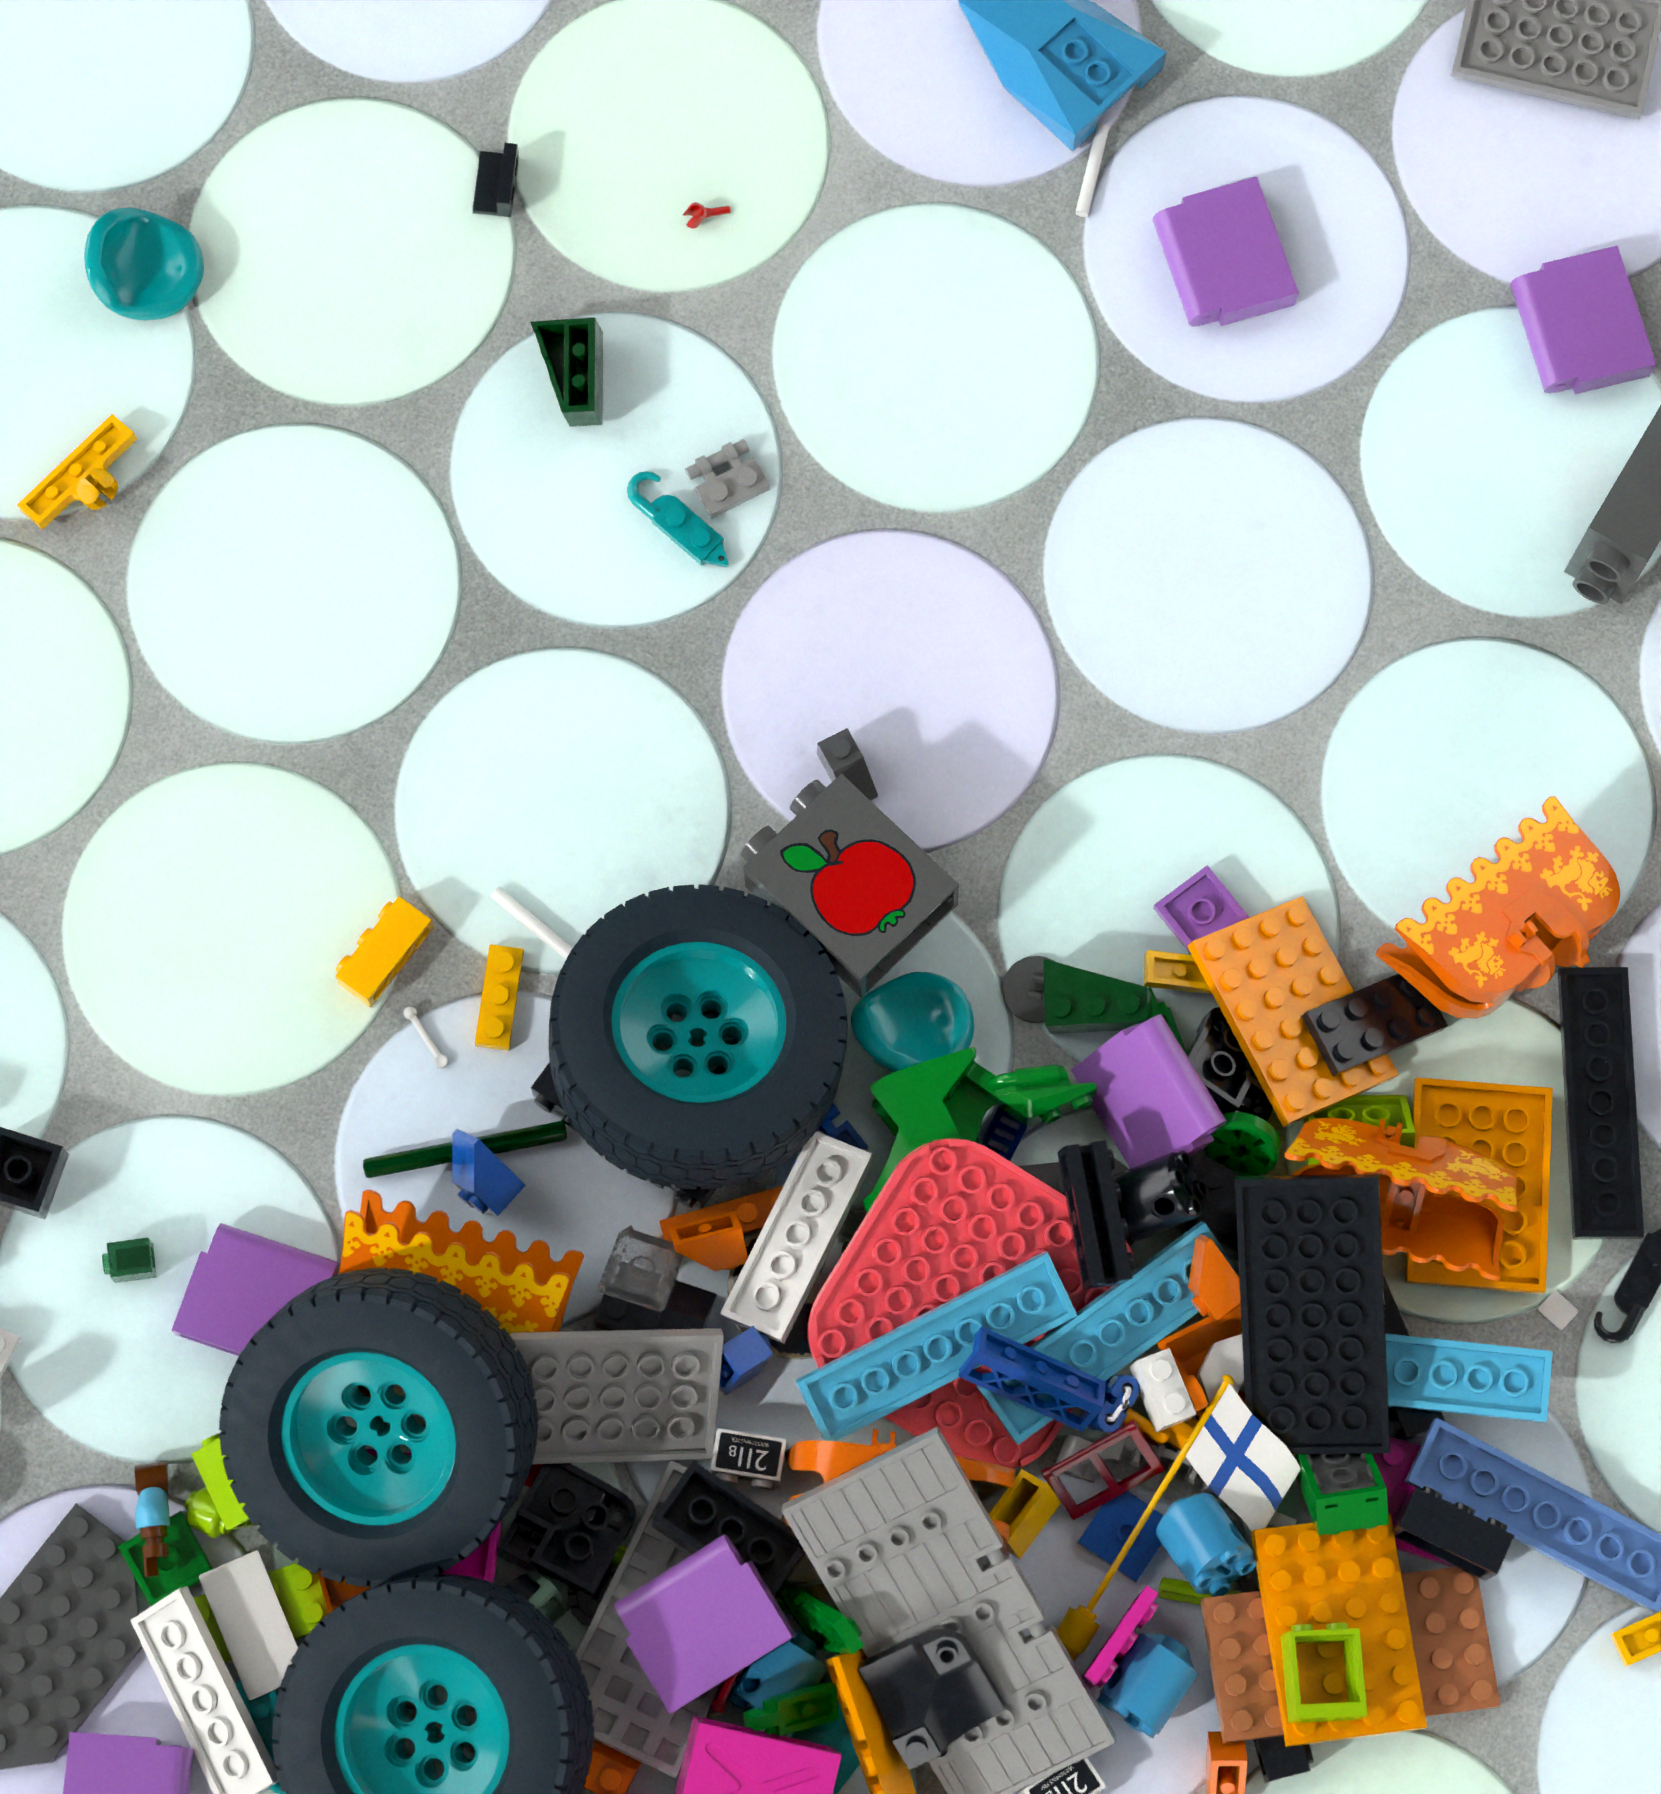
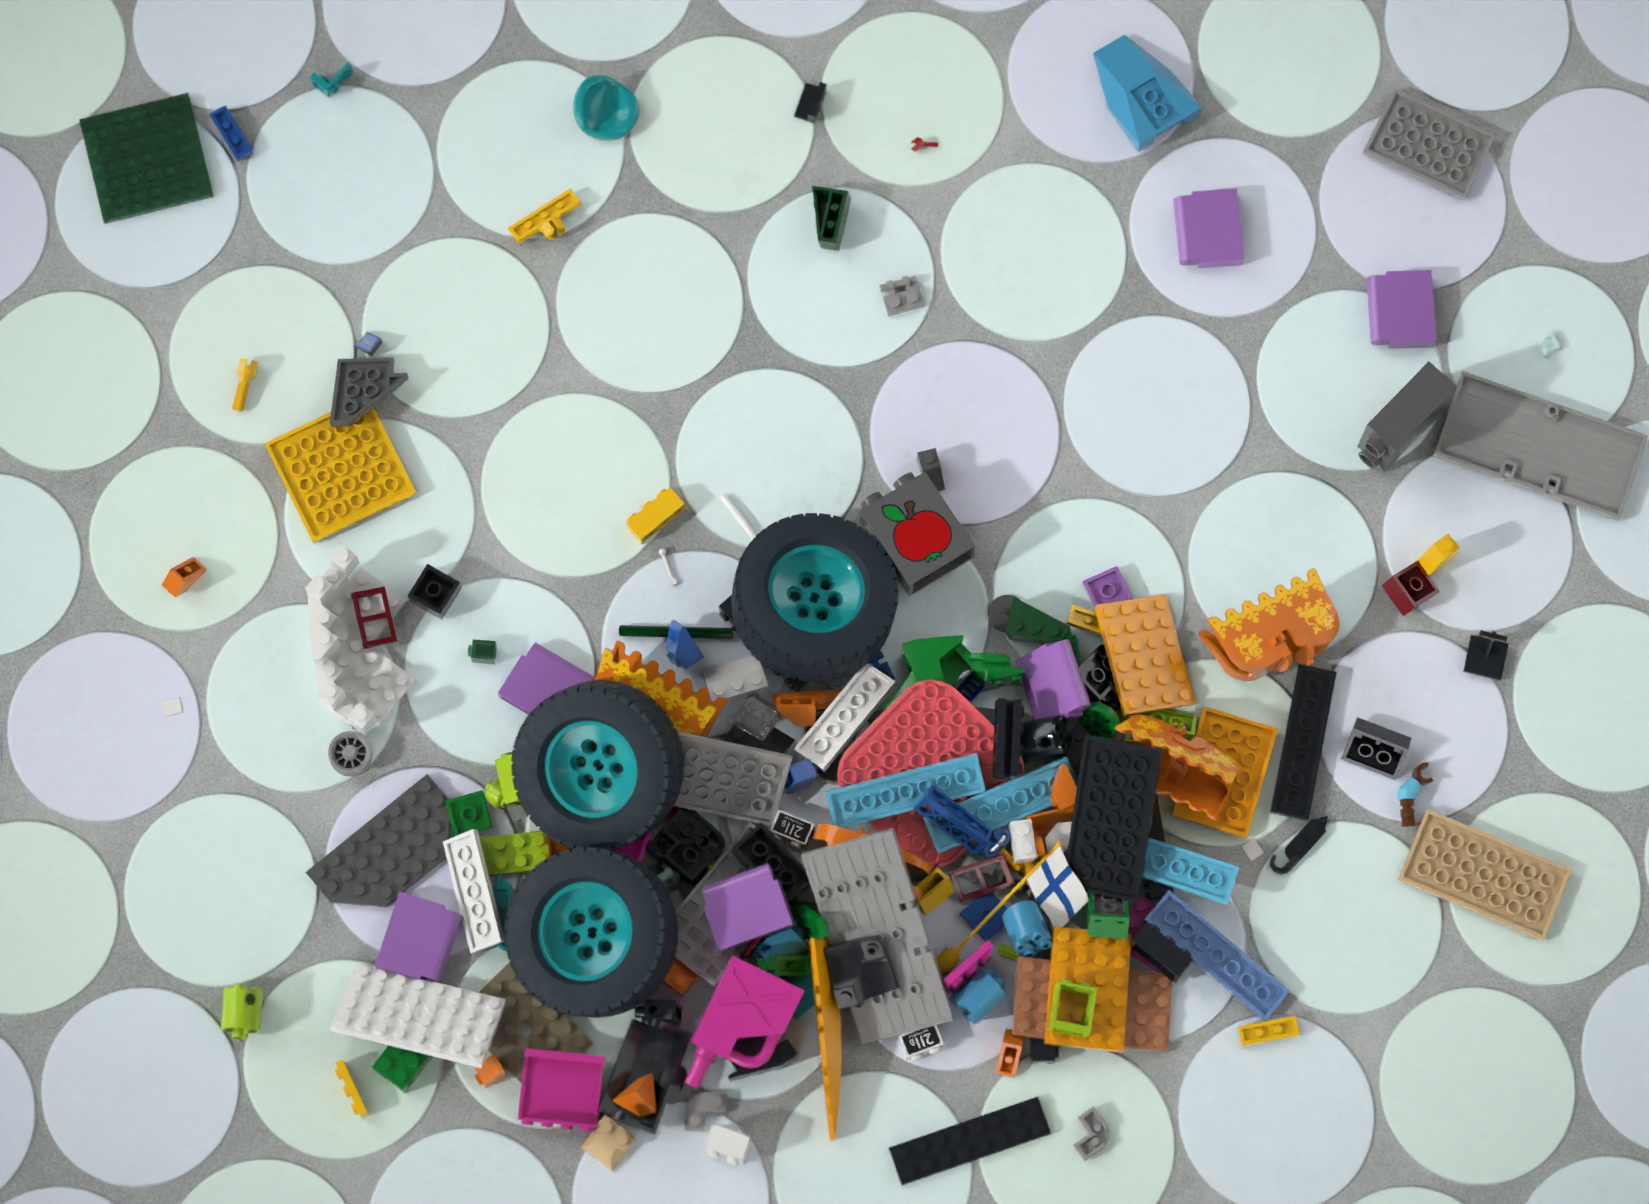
camera: 15 degrees right, 0 degrees up
(152, 1513) = (467, 787): reddish brown piece -> none
(250, 1622) = (506, 856): white sticker -> none
(499, 997) = (712, 554): yellow plate -> none
(589, 1211) = (735, 679): none -> white slope
(679, 523) = (869, 315): teal plate -> none
(913, 1020) = (934, 614): teal piece -> none
(1092, 170) = (1146, 164): white bar -> none
(1372, 1023) = (1186, 671): black plate -> none

